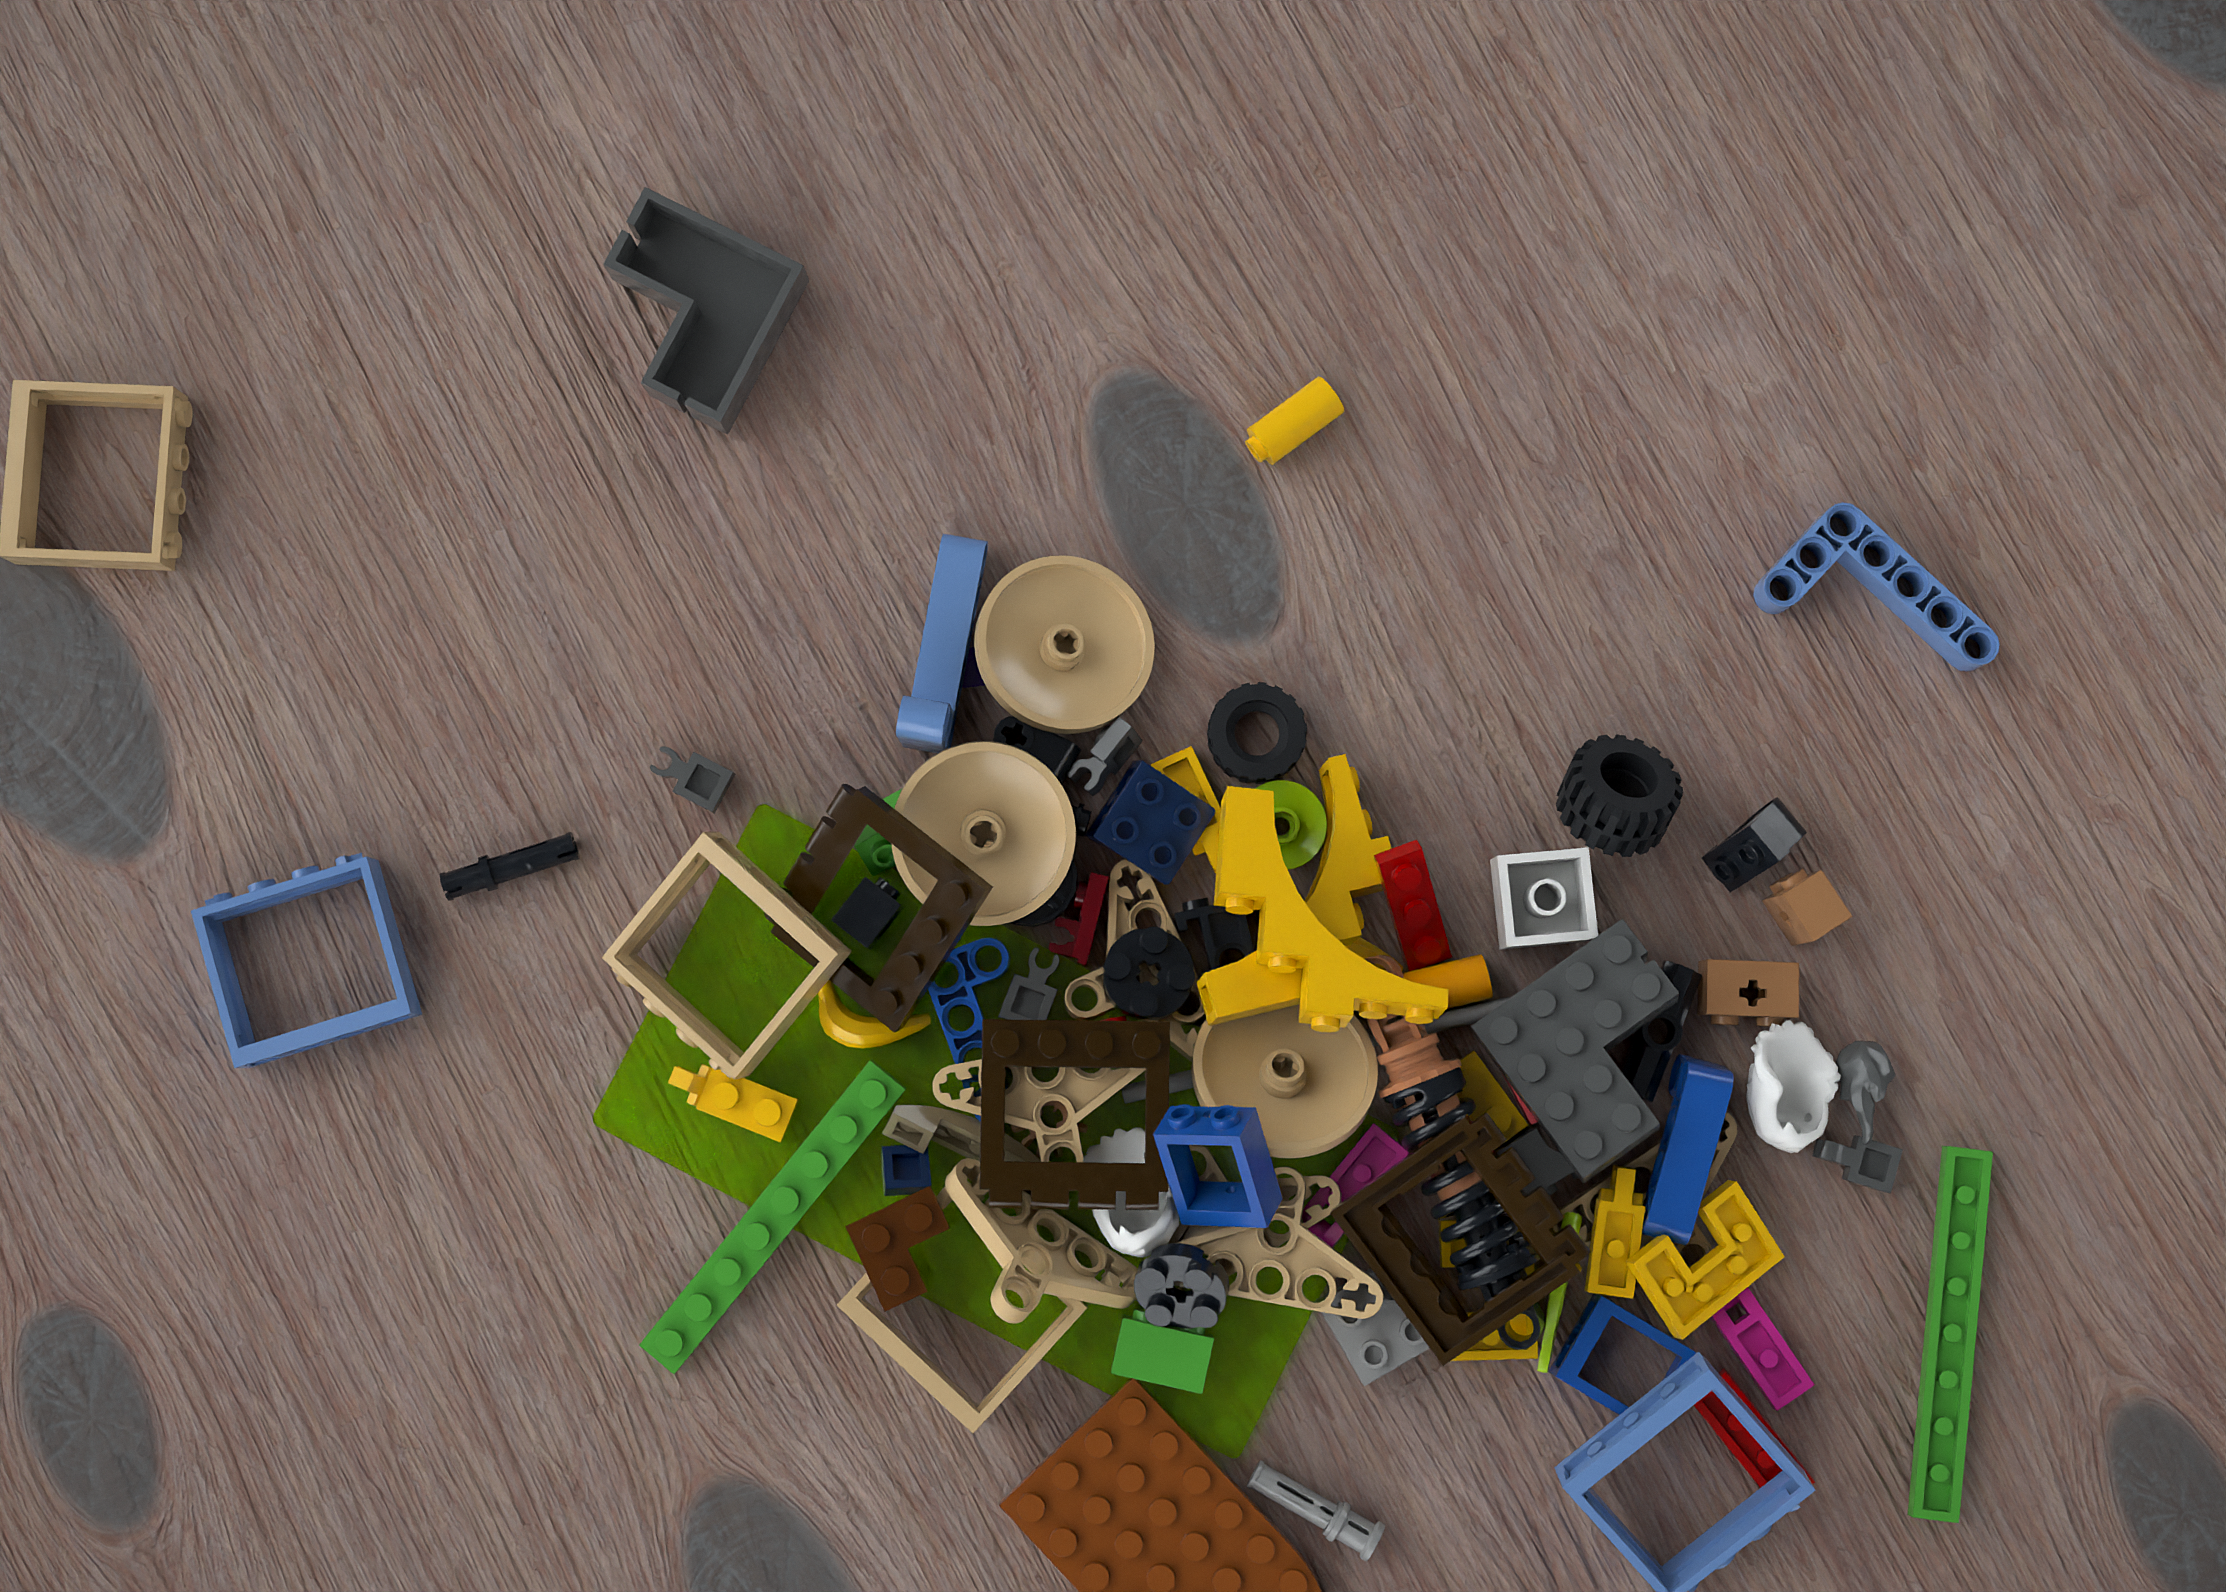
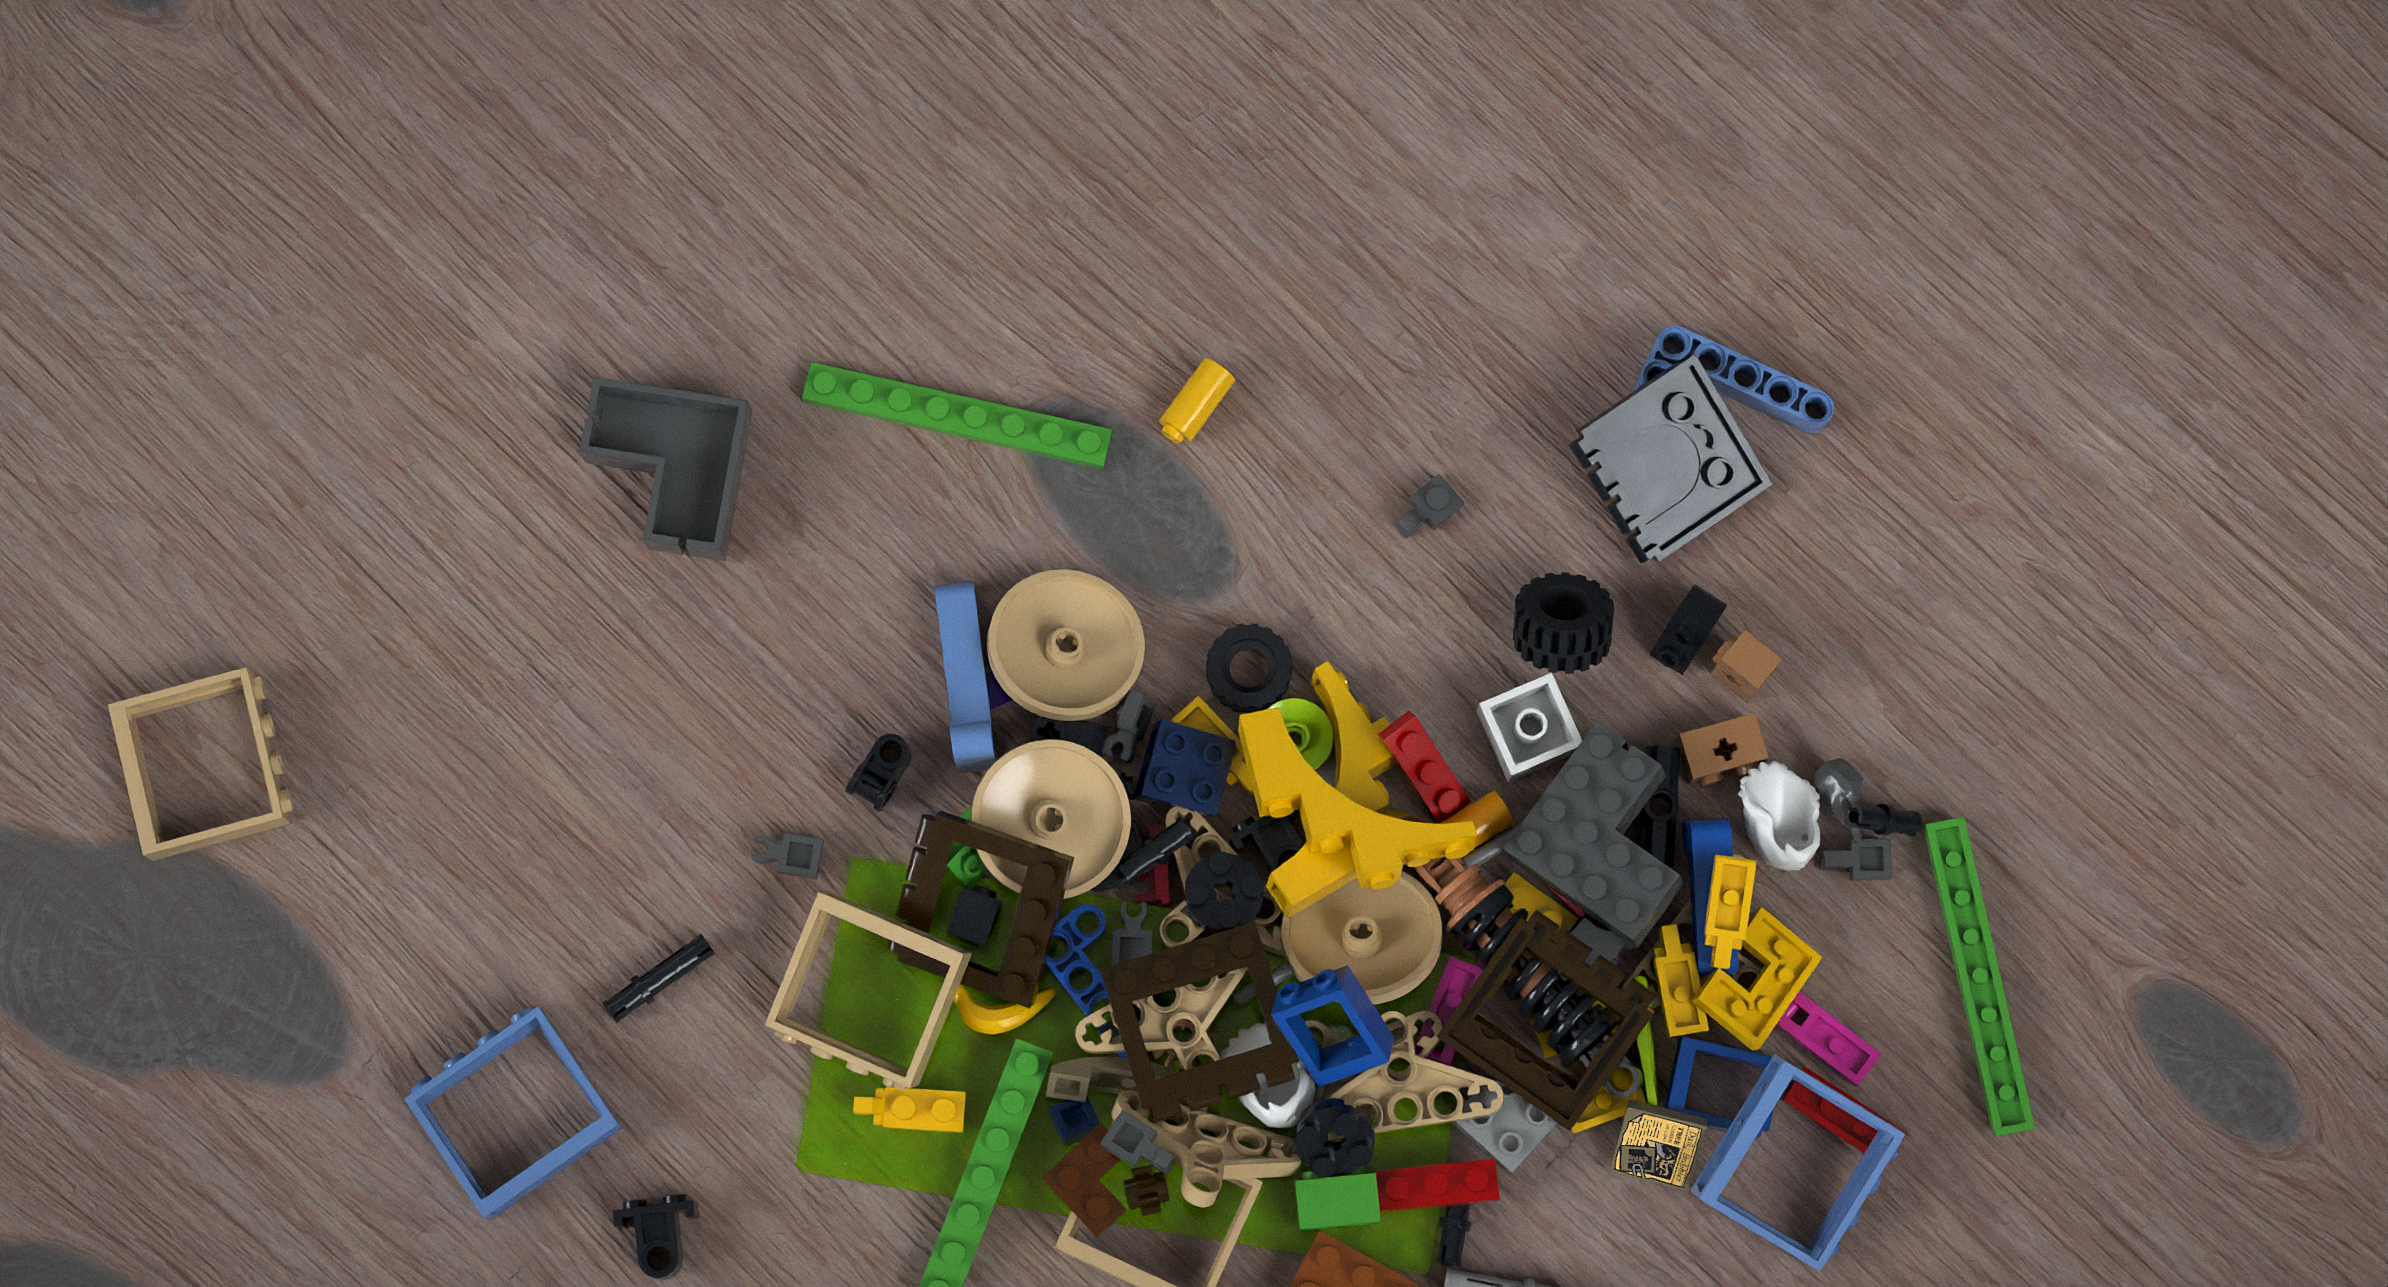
camera: 20 degrees left, 5 degrees down
(418, 1138) = (657, 1228): none -> black pin
(818, 720) = (879, 773): none -> black piece
(955, 1278) = (1146, 1190): none -> dark brown gear
(956, 1222) = (1133, 1140): none -> dark grey plate
(1029, 354) = (957, 415): none -> bright green plate
(1088, 904) = (1155, 850): none -> black pin
(1278, 1371) = (1437, 1185): none -> red plate
(1283, 1417) = (1454, 1228): none -> black pin
(1515, 617) = (1432, 504): none -> dark grey plate
(1535, 1405) = (1658, 1145): none -> tile
(1701, 1175) = (1728, 907): none -> yellow hinge
(1795, 651) = (1669, 460): none -> hinge
(1902, 1126) = (1883, 819): none -> black pin

